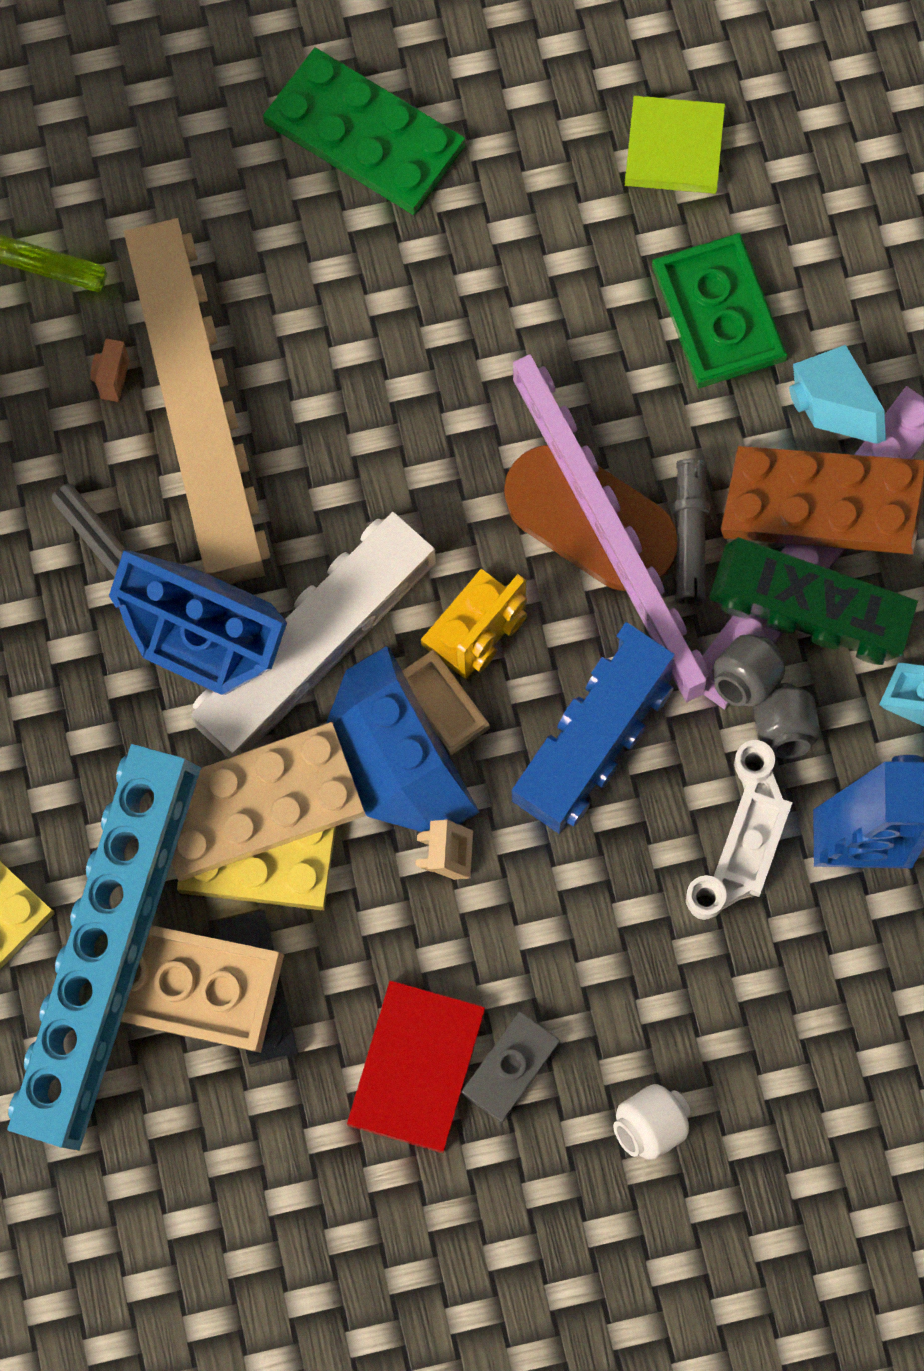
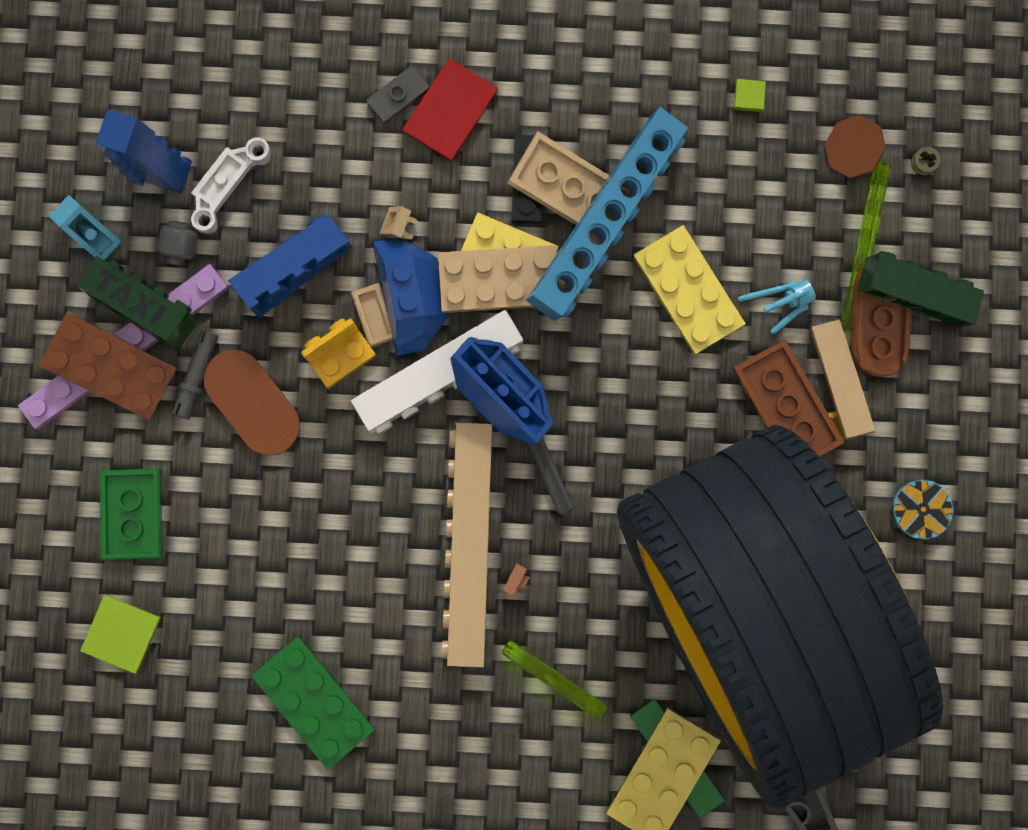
camera: 170 degrees left, 10 degrees up
(600, 509) = (243, 397): lavender plate -> none
(652, 1122) = (328, 39): white head -> none
(748, 670) = (188, 270): dark grey head -> none
(838, 396) = (77, 429): medium azure slope -> none

